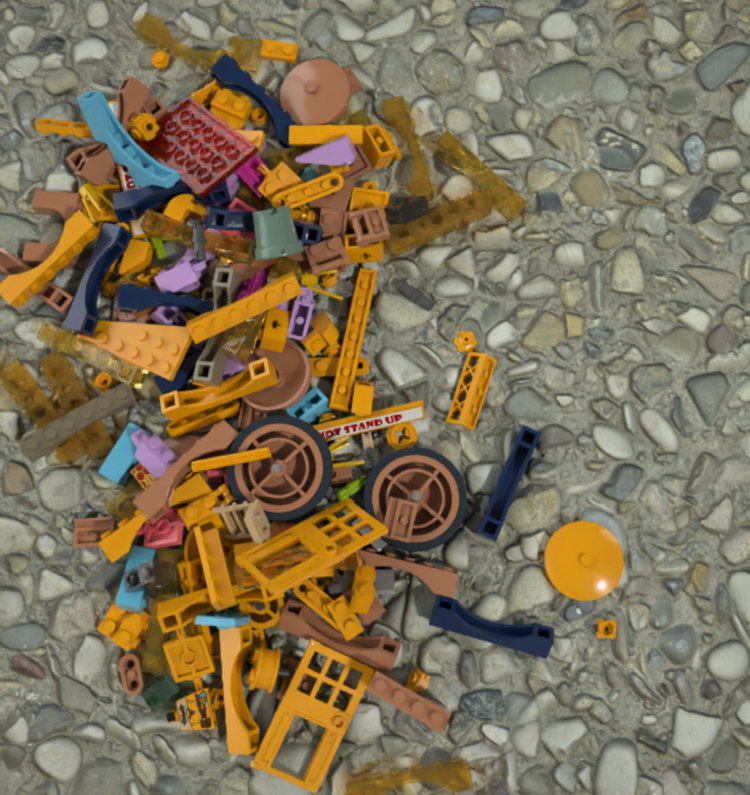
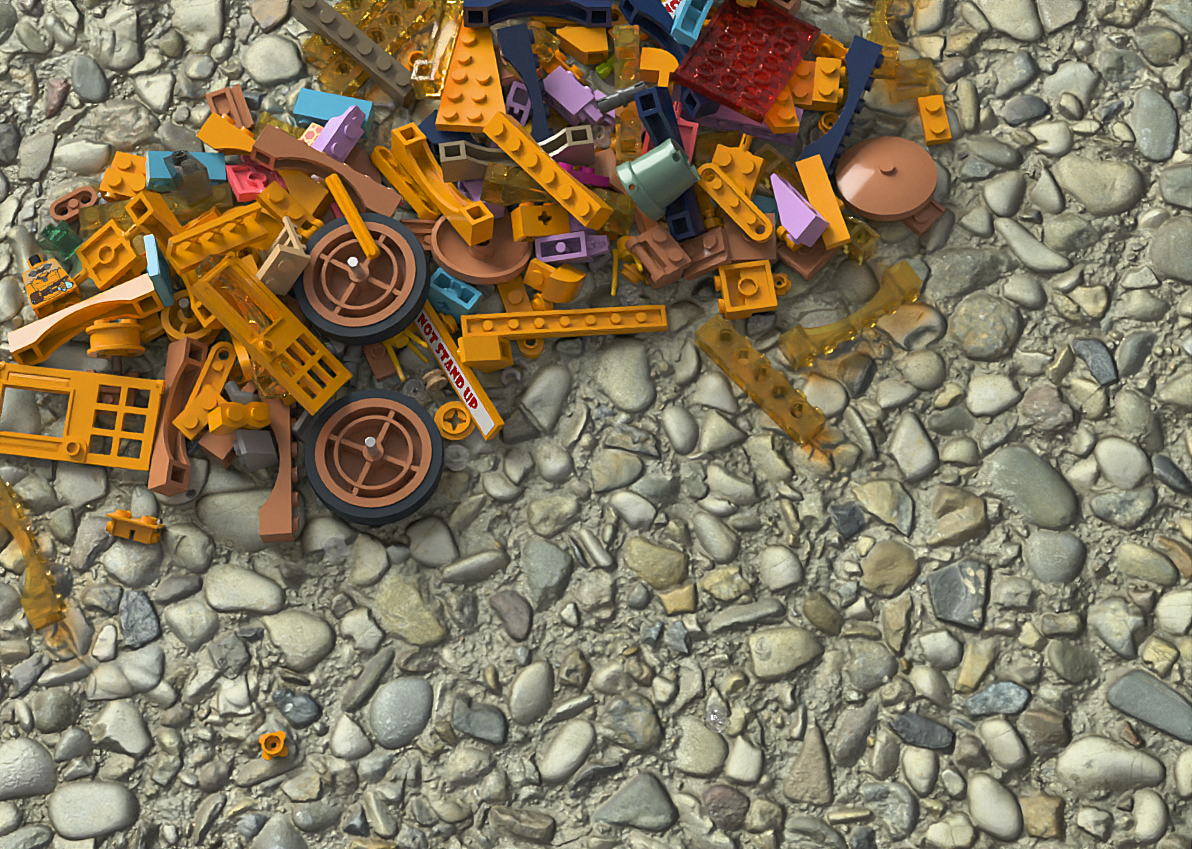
camera: 75 degrees right, 10 degrees down
(251, 175) = (741, 124): dark pink plate -> none
(351, 488) = (364, 375): lime axle -> none
(370, 253) = (690, 298): light orange brick -> none
(375, 225) = (718, 296): nougat plate -> none
(379, 146) = (837, 273): light orange brick -> none
(400, 519) = (338, 437): nougat plate -> none
(406, 209) = (759, 331): clear smoke slope -> none
(416, 296) = (649, 384): dark grey pin -> none
(423, 709) = (125, 482): nougat arch -> none
(463, 345) = (609, 470): light orange plant -> none
(475, 390) = (542, 493): light orange fence -> none
(504, 198) = (844, 414): clear yellow arch -> none
(507, 483) = (385, 560): dark blue arch -> none
(526, 638) = (233, 642): dark blue arch -> none
(583, 561) = (356, 693): light orange dish -> none

